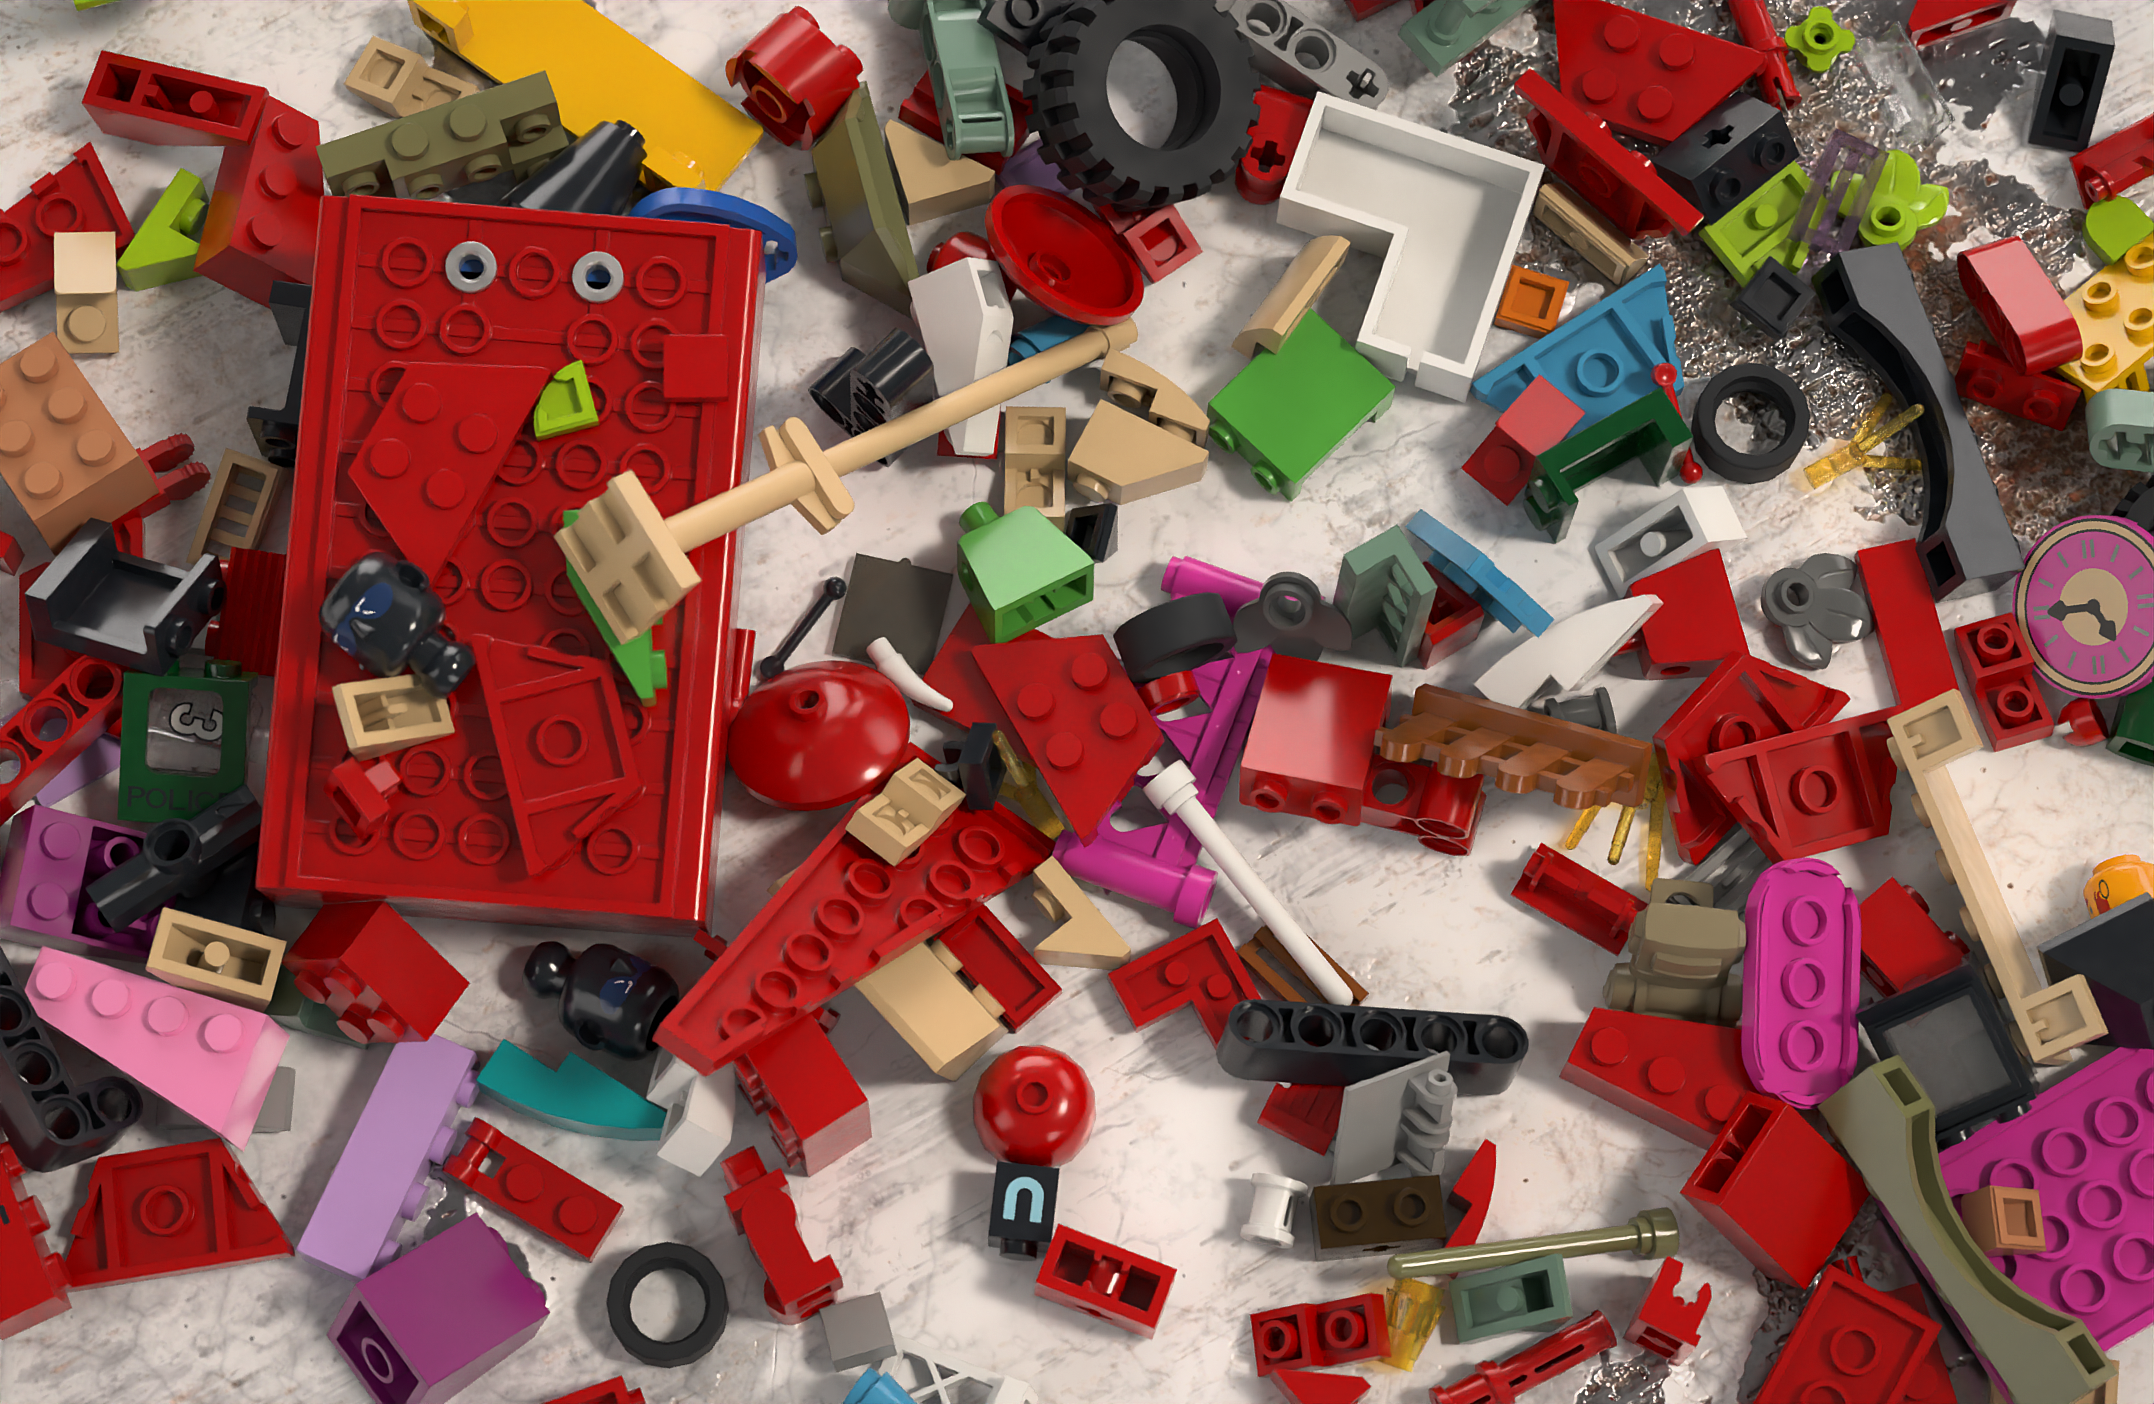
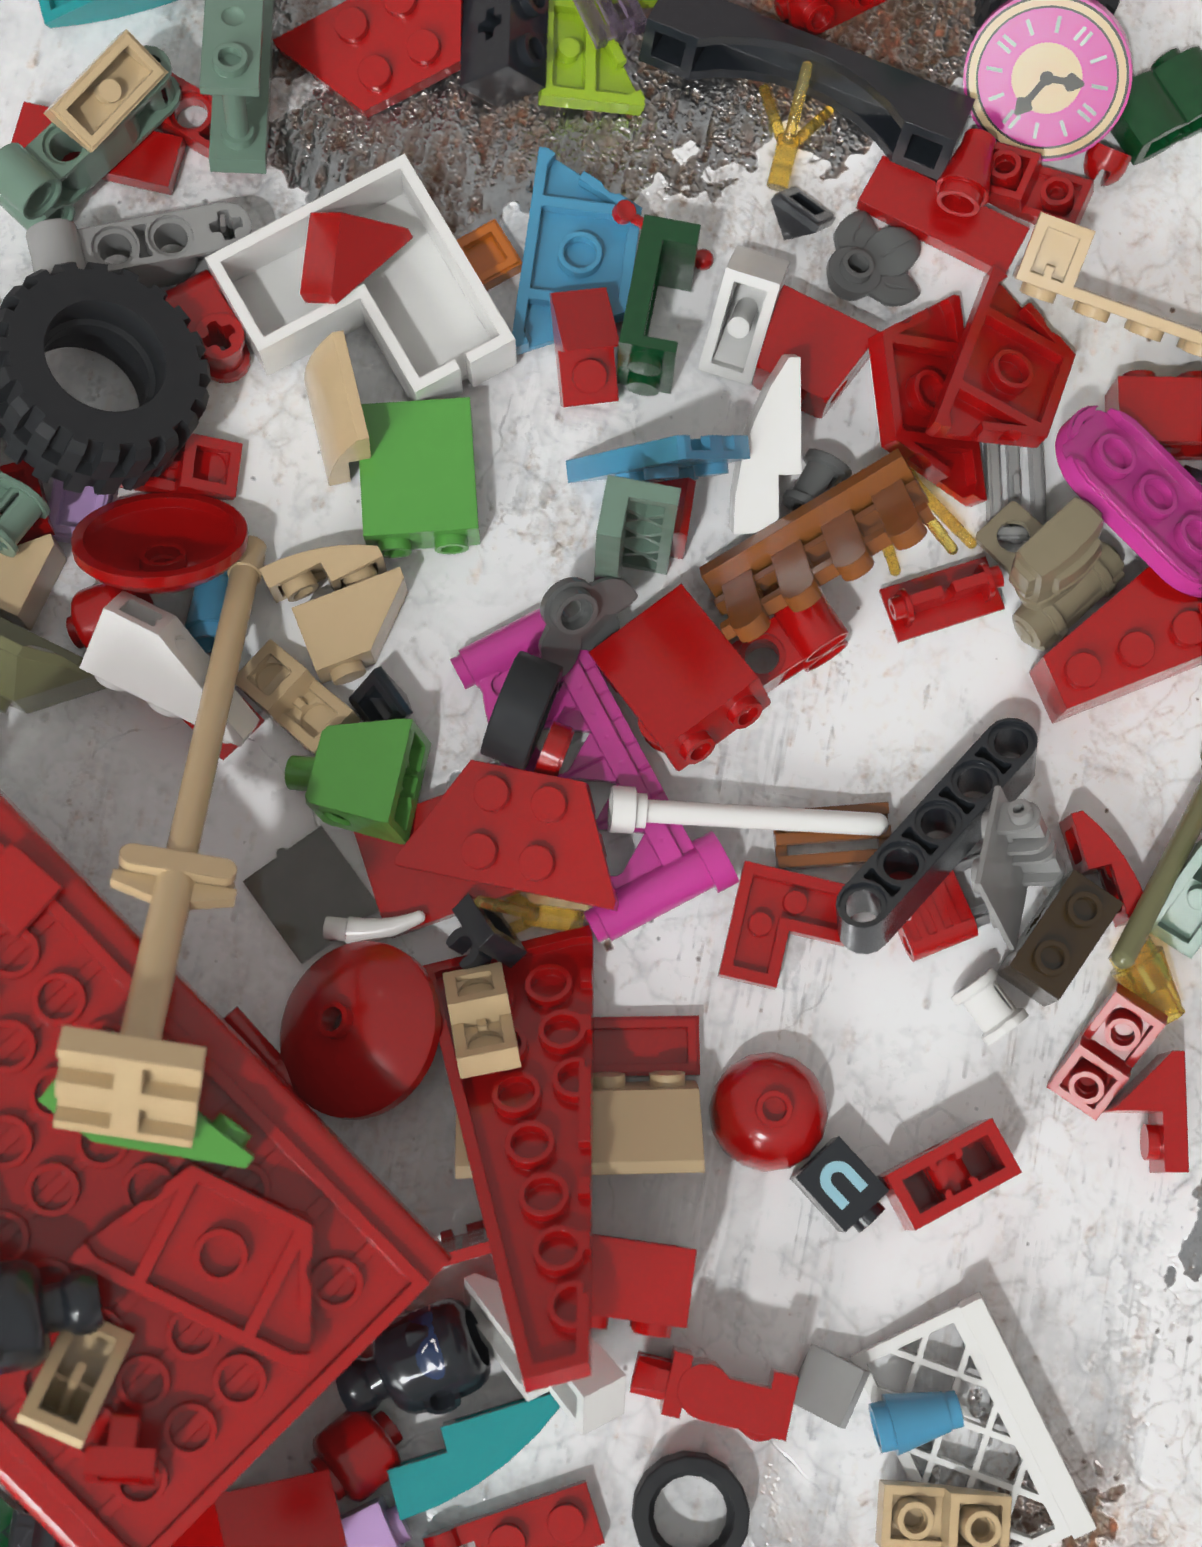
camera: 50 degrees left, 5 degrees up
(496, 1009) = (357, 1453): none -> red head
(833, 589) = (255, 921): black hinge -> none
(876, 387) = (145, 764): black beam -> none
(1086, 936) = (677, 964): tan slope -> none
(1421, 192) = (344, 253): none -> red slope
(1588, 233) = (474, 176): tan slope -> none
(1599, 168) = (440, 121): red wing -> none
(1759, 380) = (711, 150): black tyre -> none
(1773, 299) = (633, 95): black tile -> none
(1802, 514) = (799, 213): none -> black slope
(1953, 616) = (967, 177): none -> red cone

